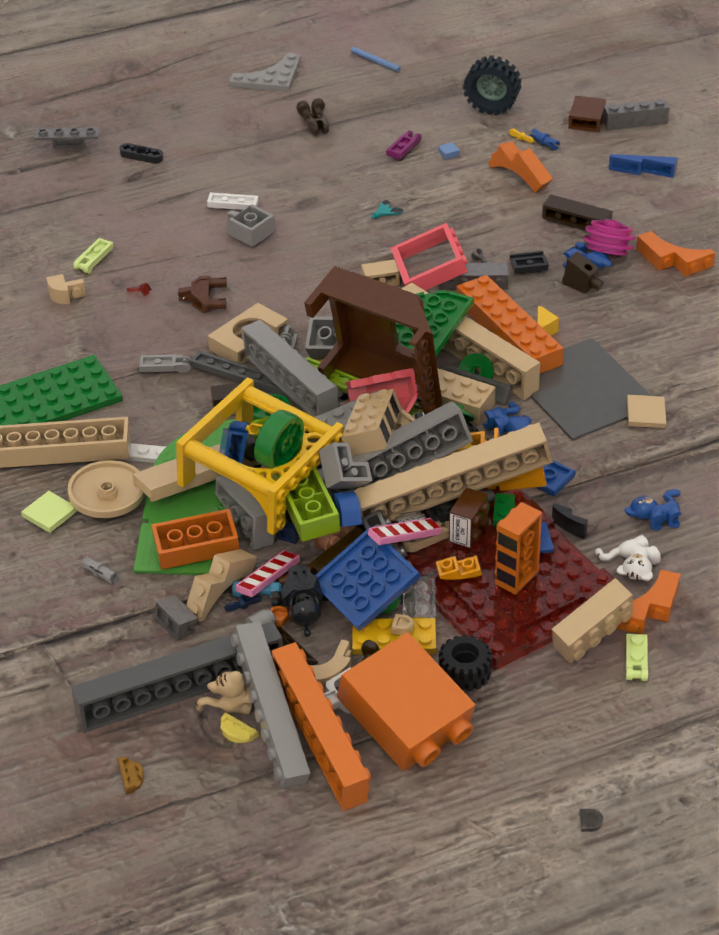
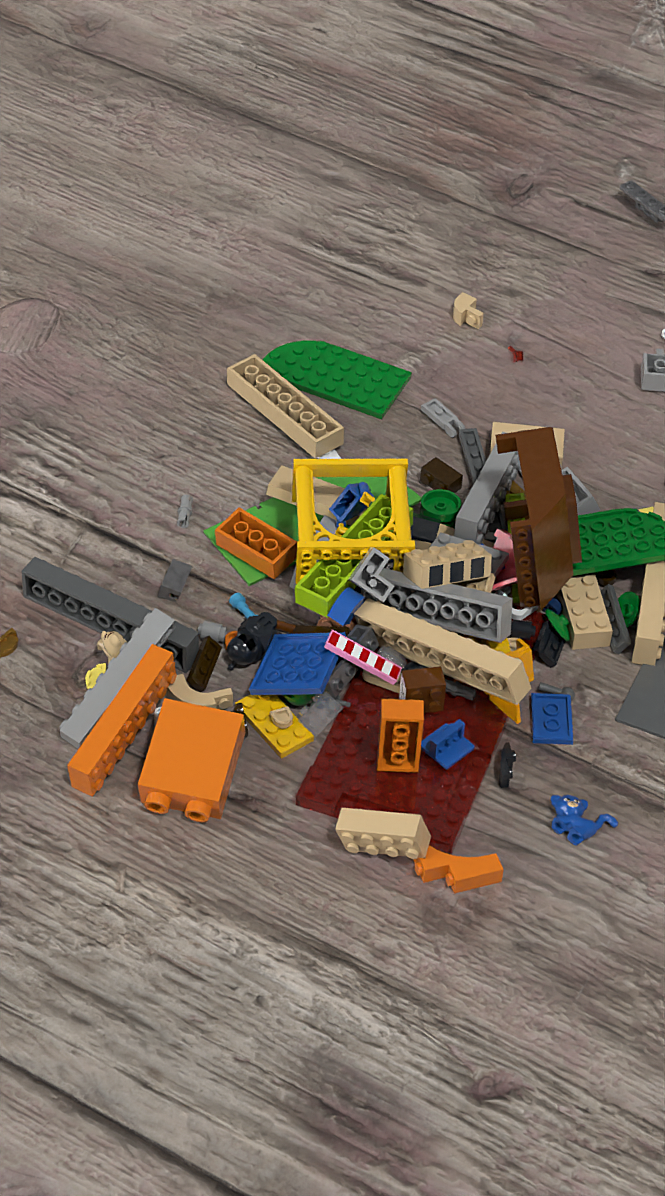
camera: 50 degrees right, 5 degrees up
(48, 511) = (217, 448): yellowish green tile -> none
(93, 255) = (525, 304): yellowish green plate -> none
(104, 489) = (258, 460): tan dish -> none
(199, 293) = (549, 389): reddish brown connector -> none
(224, 570) = (236, 578): tan arch -> none
(242, 603) = (226, 612): dark blue piece -> none
(267, 573) = (257, 605): tile -> none
(279, 439) = (353, 515): green piece -> none
(453, 569) = (366, 716): light orange slope -> none
(466, 661) = (281, 766): black tyre -> none
(498, 418) = (583, 658): blue animal -> none
(502, 506) = (466, 711): green plate -> none
(590, 820) = (185, 945): clear smoke tile -> none
(636, 657) = (389, 890): yellowish green plate -> none
(639, 558) = (493, 837): white animal -> none

